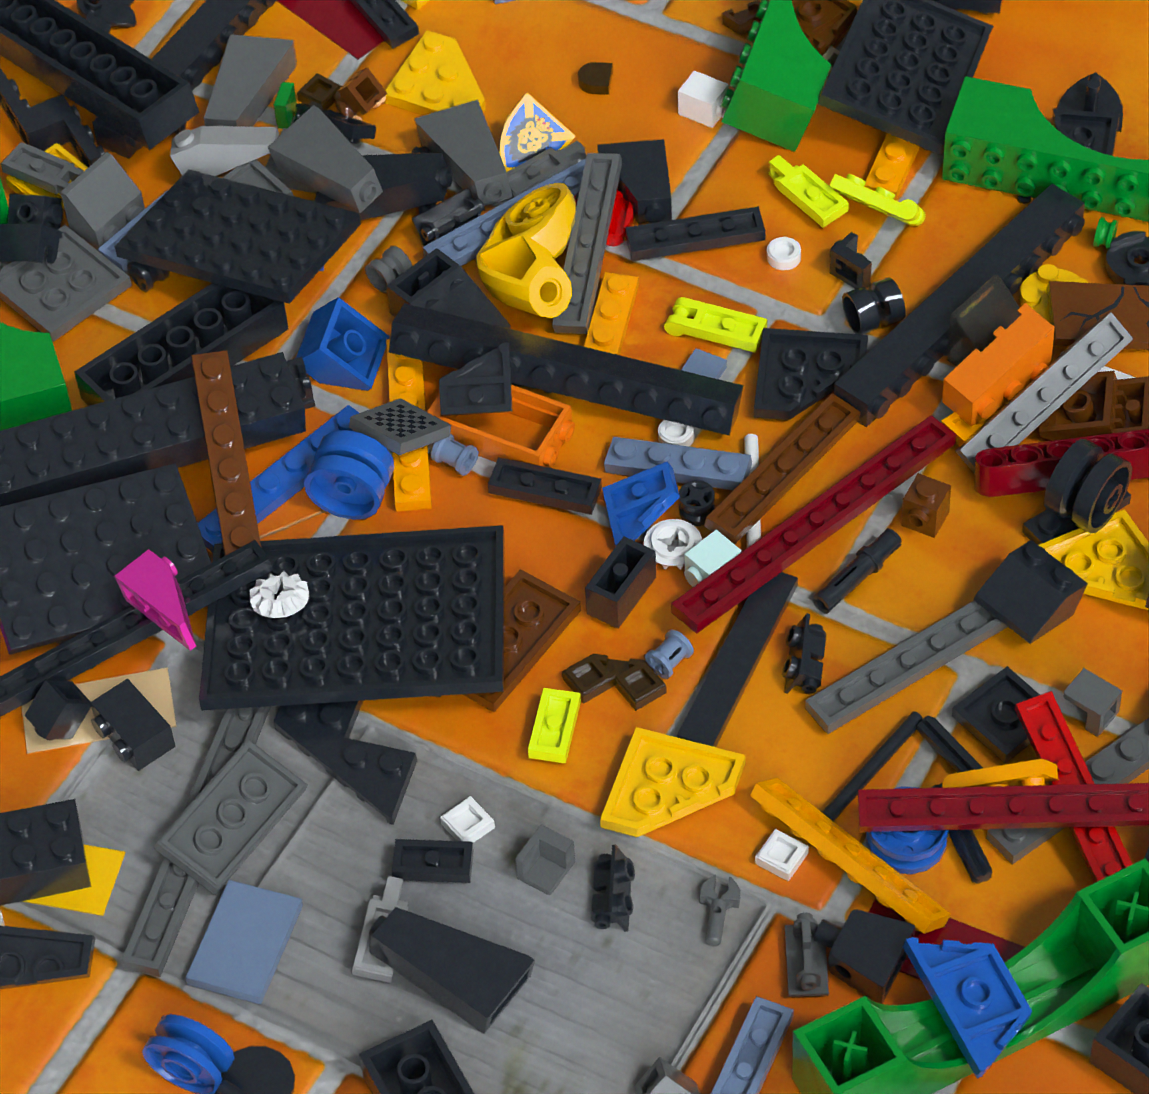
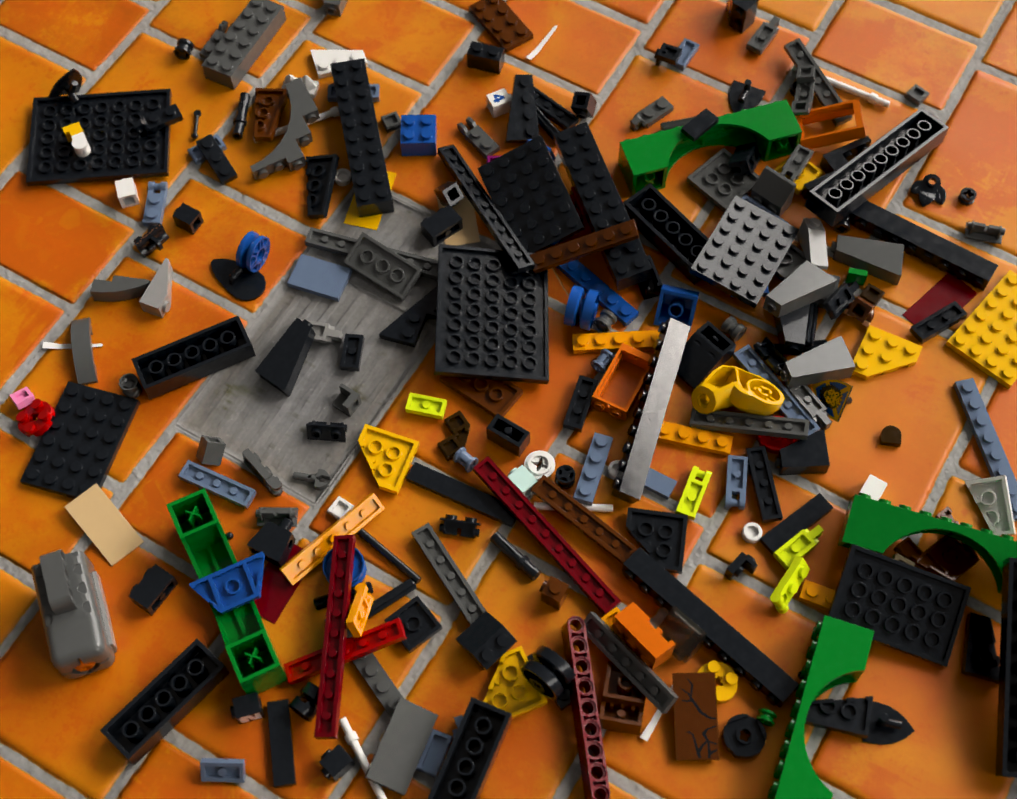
camera: 90 degrees right, 10 degrees up
(35, 210) = (767, 158): black brick -> none
(154, 591) = (495, 223): dark pink slope -> none
(287, 603) = (496, 278): white gear -> none
(400, 426) = (609, 328): dark grey tile -> none
(467, 821) = (375, 368): white tile -> none
(479, 385) = (633, 364): black wing -> none
(640, 500) = (563, 447): blue wing -> none
(694, 269) = (736, 481): none -> sand blue plate
(715, 992) = (263, 473): none -> dark grey hinge
(758, 190) = (800, 519): none -> black tile
(878, 304) = (702, 573): black wheel -> none
(1095, 697) = (415, 668): dark grey panel -> none

